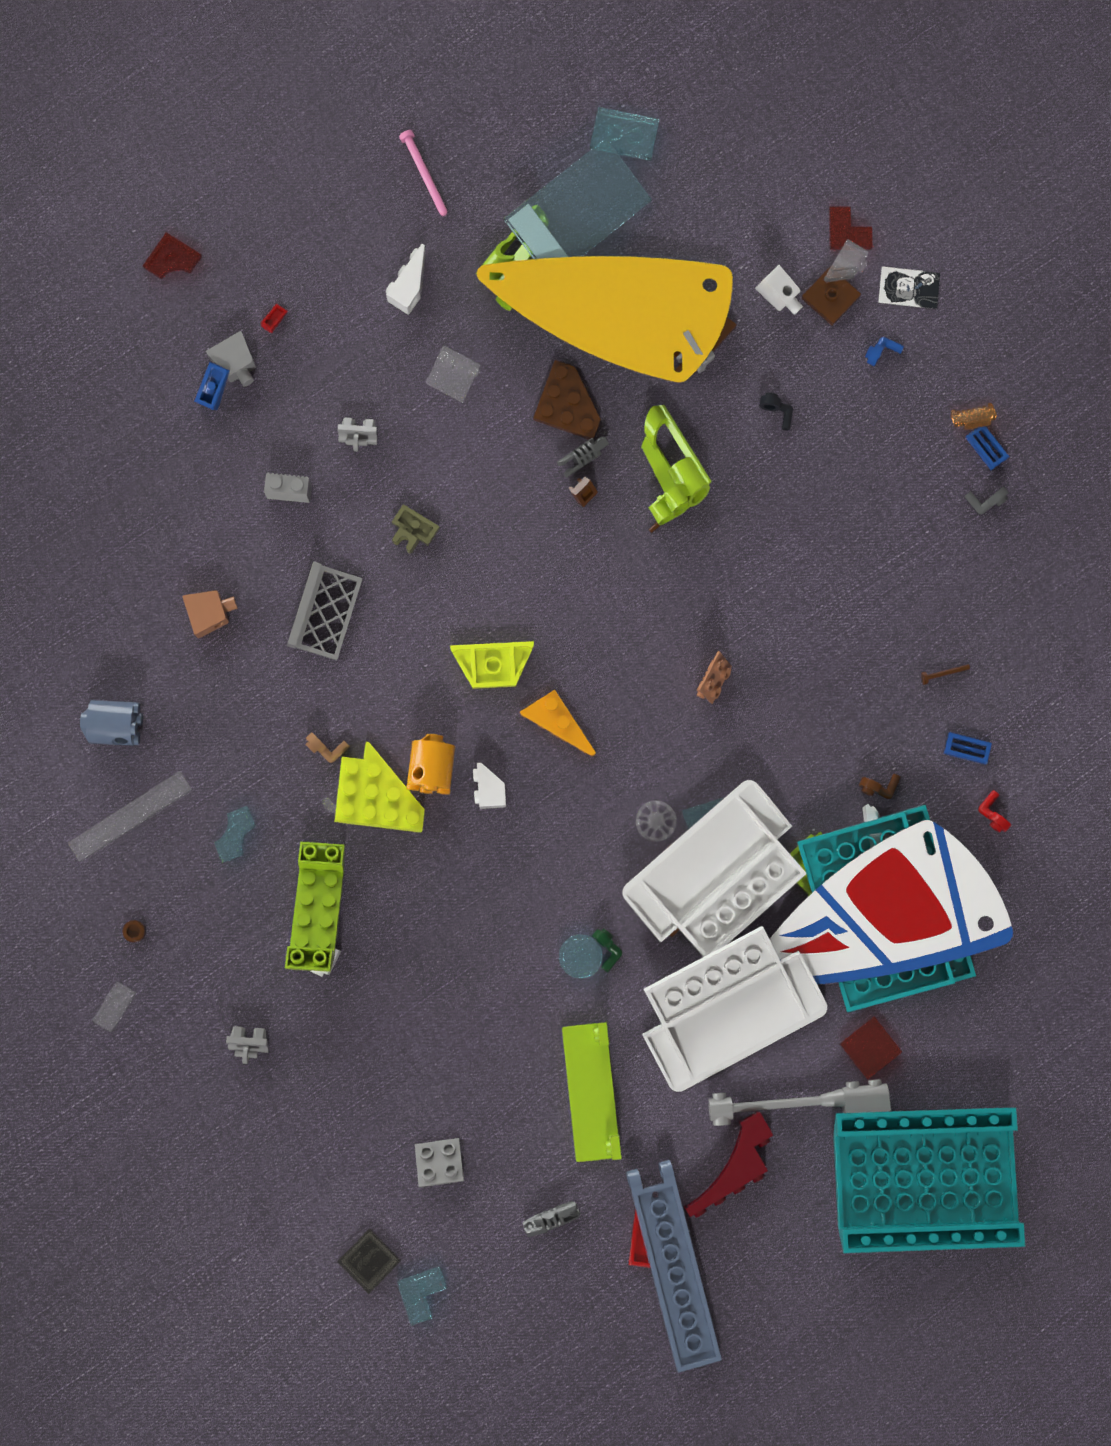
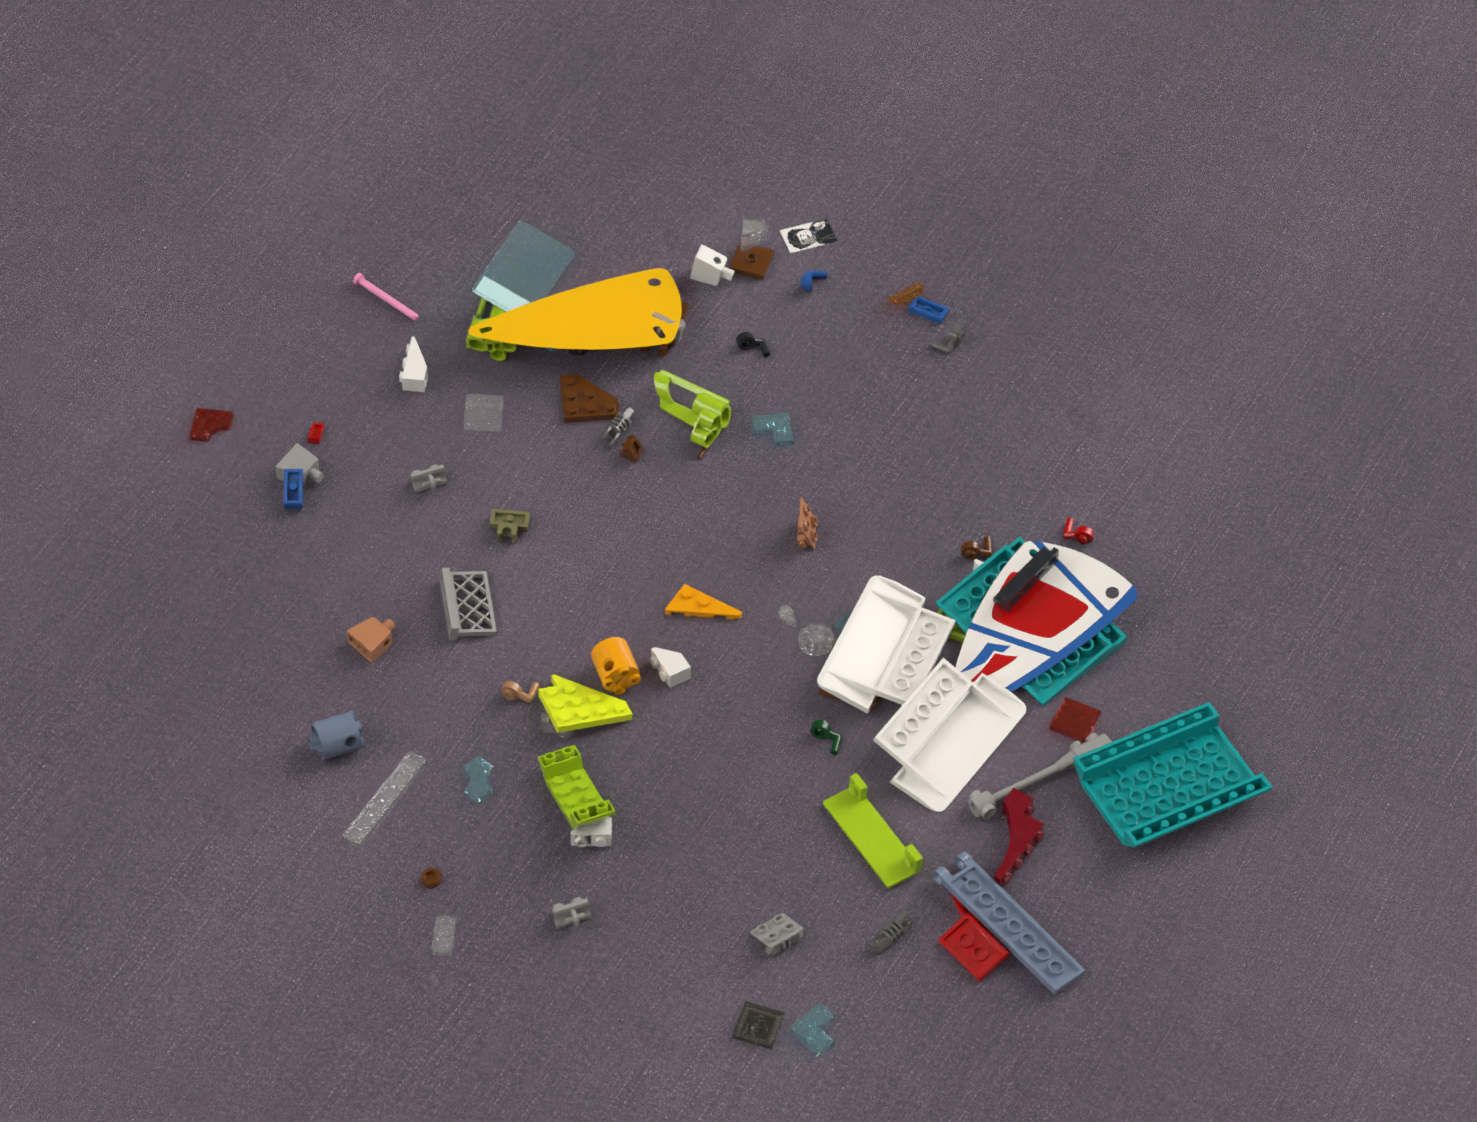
camera: 25 degrees left, 30 degrees down
(287, 487) = (392, 532): light grey brick -> none
(493, 663) = (624, 585): neon yellow wing -> none
(580, 956) = (809, 750): clear light blue tile -> none
(624, 1277) = (973, 947): none -> red tile
(627, 132) = (539, 215): clear light blue tile -> none
(640, 778) = (787, 615): none -> clear cylinder
(752, 528) = (775, 423): none -> clear light blue tile
(841, 230) = (734, 217): clear red tile -> none
(903, 866) = (1026, 578): none -> black fence
(925, 678) = (971, 468): reddish brown piece -> none
(949, 744) = (1032, 503): blue tile -> none

